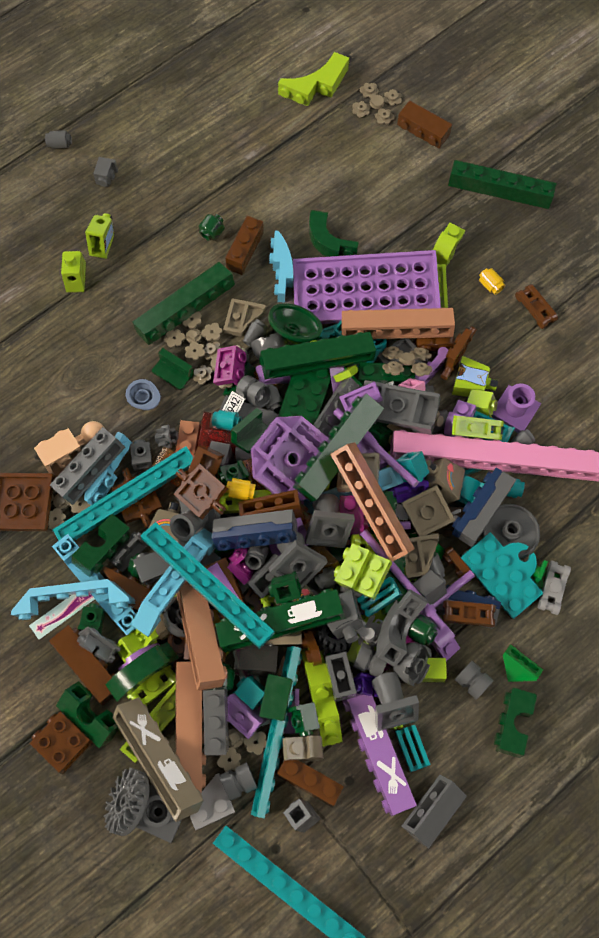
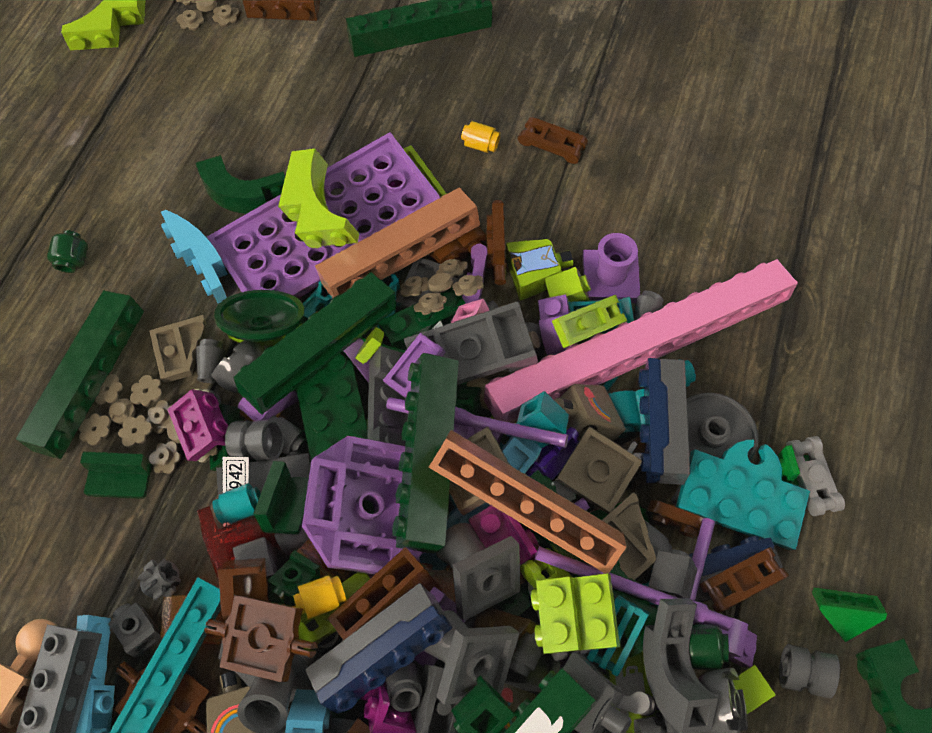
camera: 30 degrees left, 5 degrees down
(143, 395) = (89, 537): sand blue piece -> none
(188, 436) = (192, 560): nougat plate -> none
(244, 245) = (128, 252): reddish brown brick -> none
(359, 268) = (306, 204): none -> lime arch
(447, 243) = (399, 117): lime brick -> none

